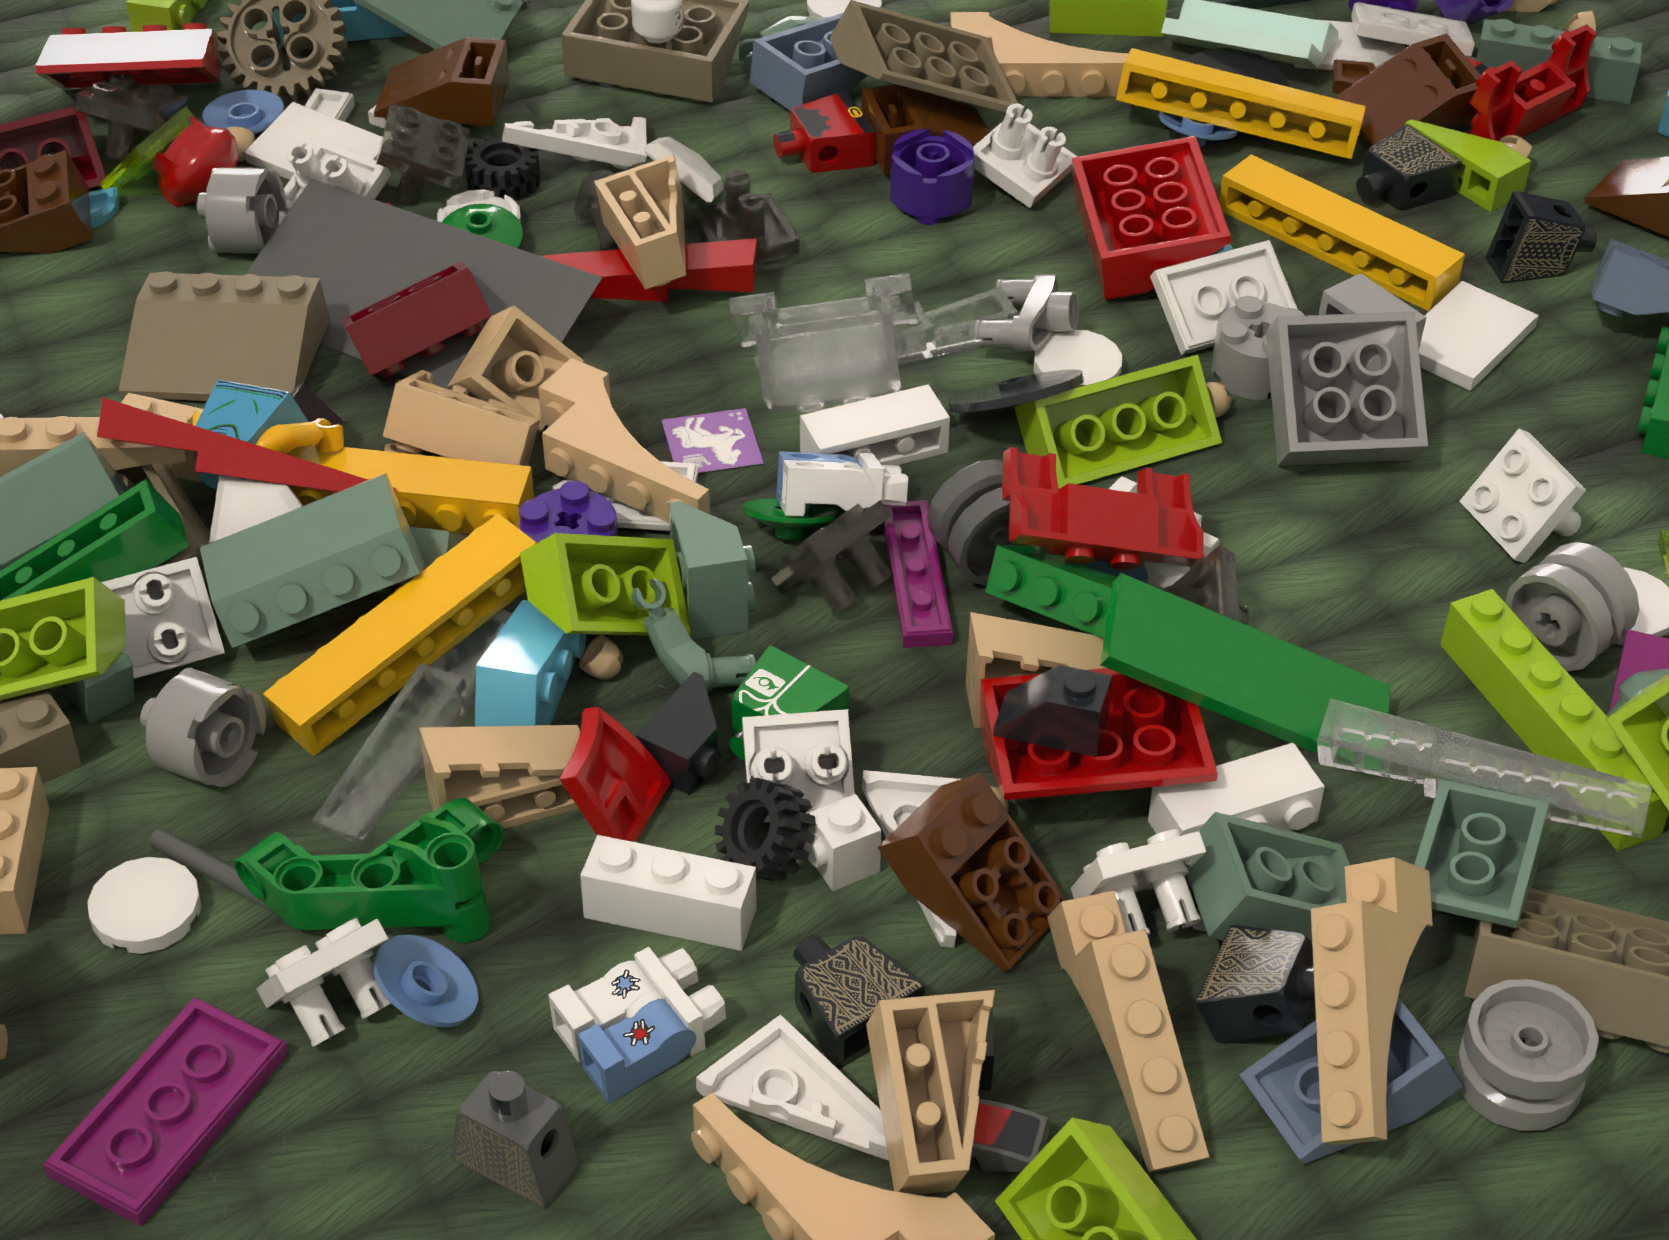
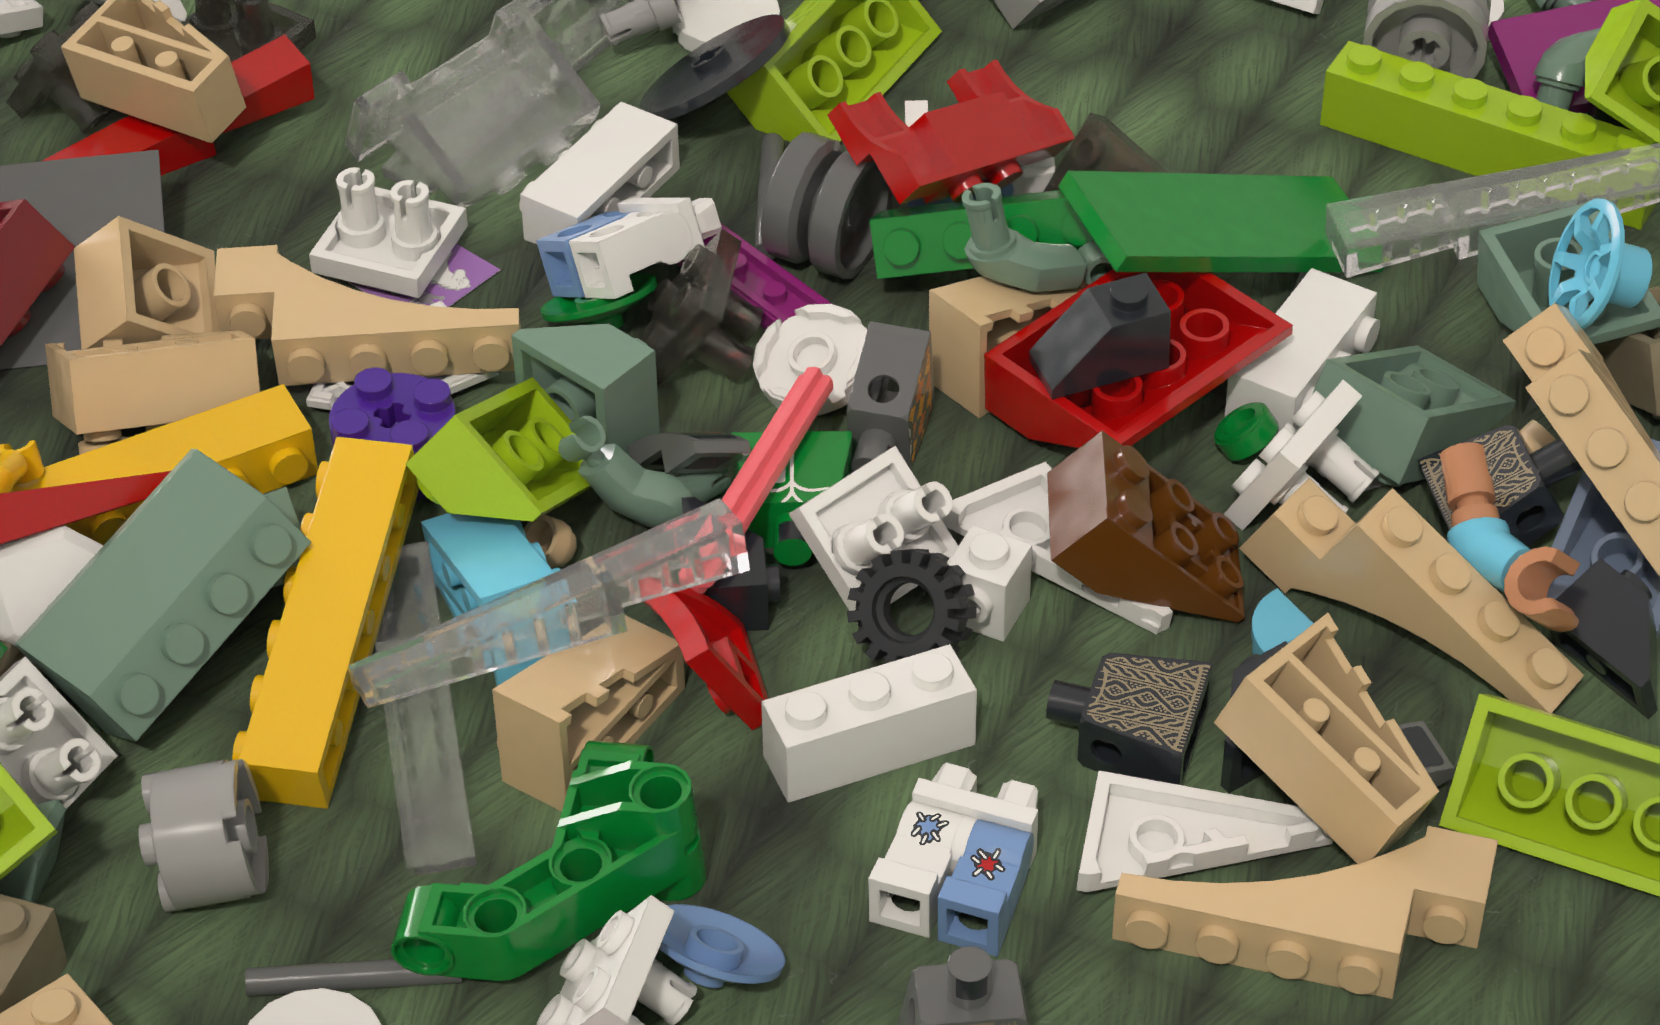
camera: 35 degrees left, 0 degrees up
(522, 701) = (560, 609): none -> clear slope
(701, 402) = (387, 235): none -> white plate
(732, 644) = (689, 451): none -> dark grey slope
(743, 683) = (775, 448): none -> coral axle
(890, 627) = (814, 337): none -> white tile
(900, 680) = (885, 417): none -> dark grey torso
(1022, 991) = (1276, 621): none -> medium azure tile
(1051, 616) = (1016, 260): none -> sand green arm
(1137, 831) = (1246, 431): none -> green tile
(1200, 1018) = (1491, 548): none -> nougat piece
(1253, 1138) = (1614, 633): none -> black slope
(1487, 858) = (1604, 268): none -> medium azure wheel

